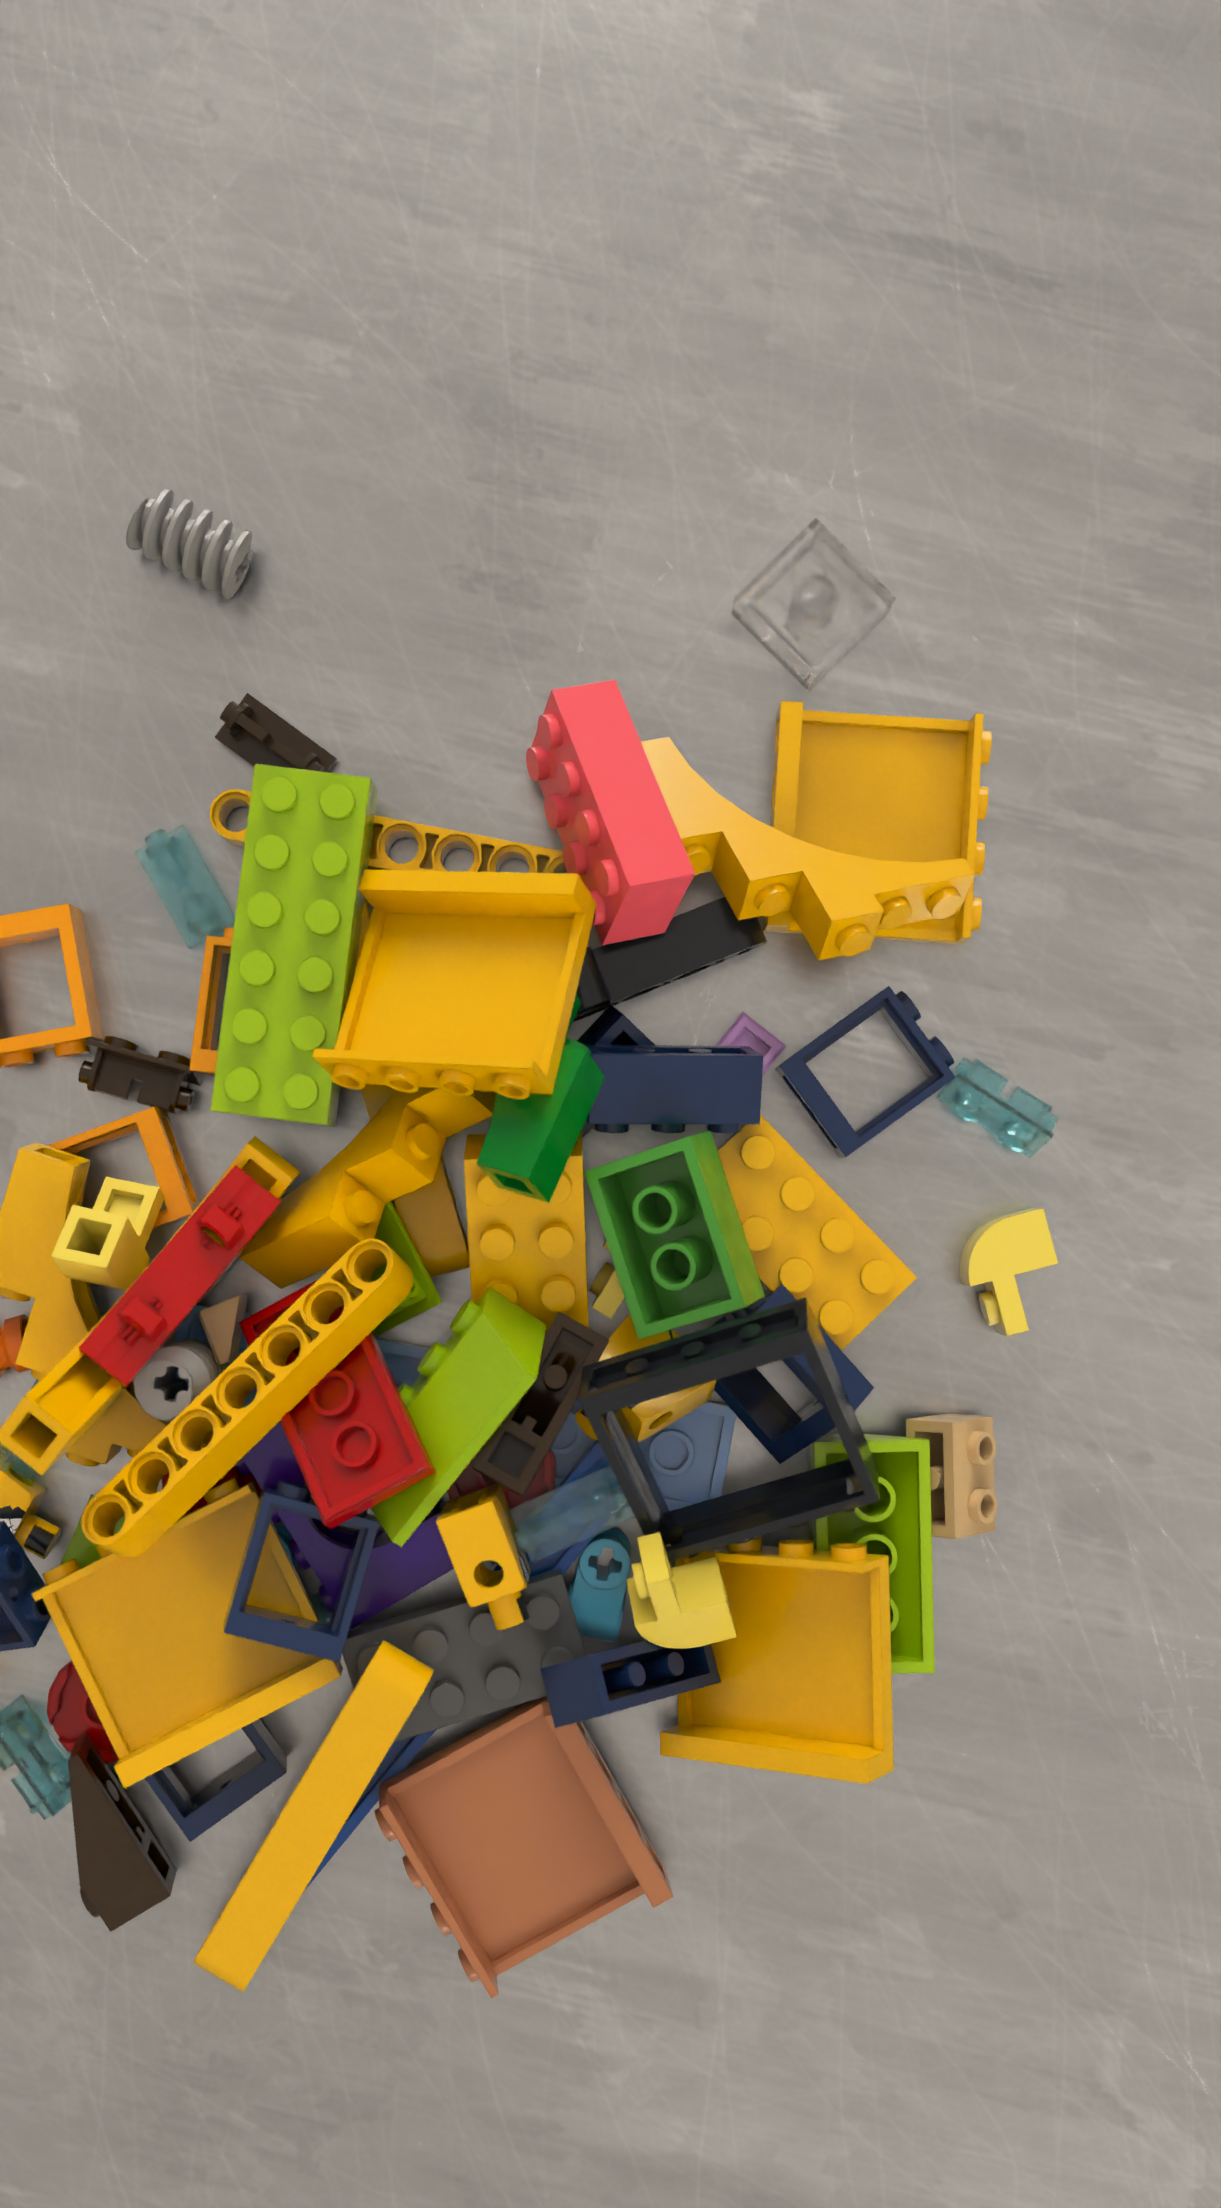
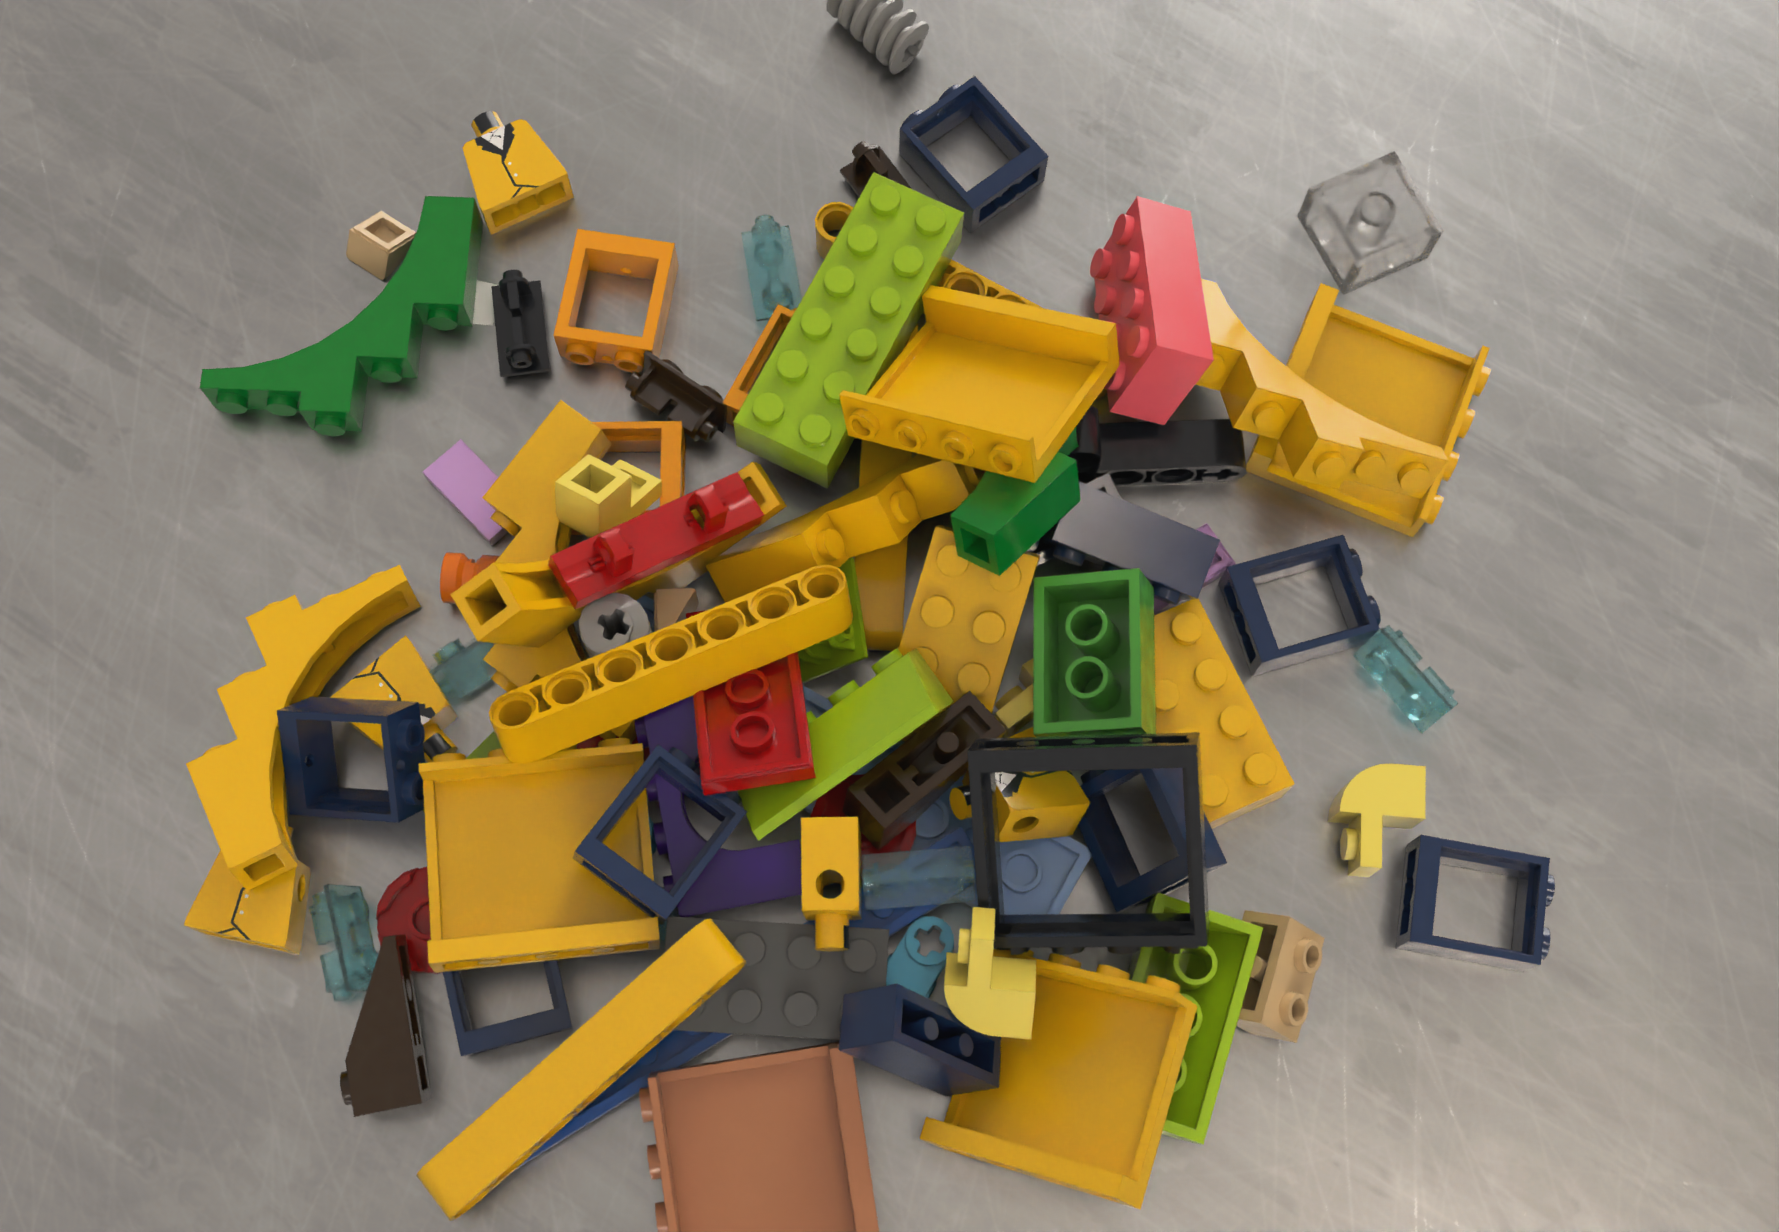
camera: 20 degrees right, 15 degrees down
(401, 698) = (999, 189): none -> dark blue window
(1074, 1340) = (1419, 895): none -> dark blue window

